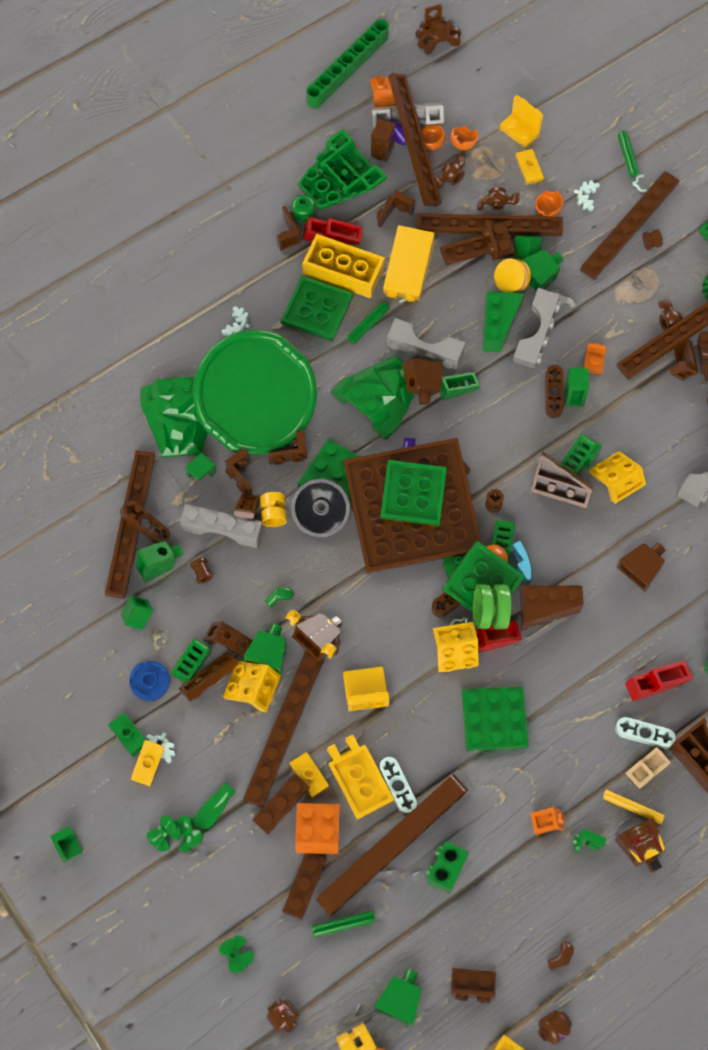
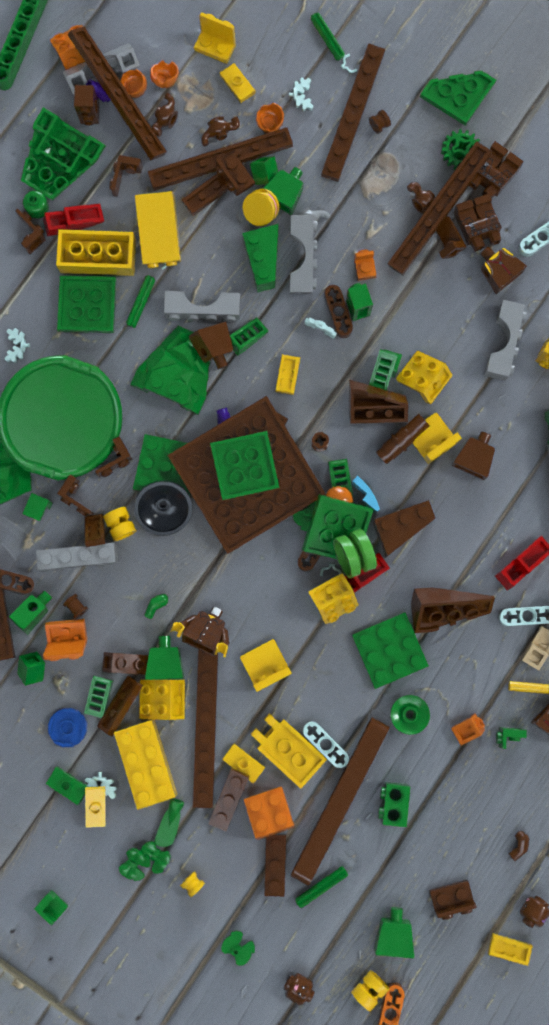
camera: 15 degrees left, 15 degrees up
(181, 593) = (65, 639): none -> orange bracket
(212, 739) = (145, 764): none -> yellow brick
(214, 872) = (192, 884): none -> yellow wheel
(484, 431) = (287, 374): none -> yellow plate
(495, 775) = (420, 717): none -> green dish
(530, 394) = (320, 325): none -> light aqua animal
(562, 695) = (441, 607): none -> reddish brown wedge
(576, 523) = (402, 439): none -> reddish brown piece
(607, 534) = (435, 439): none -> yellow bracket

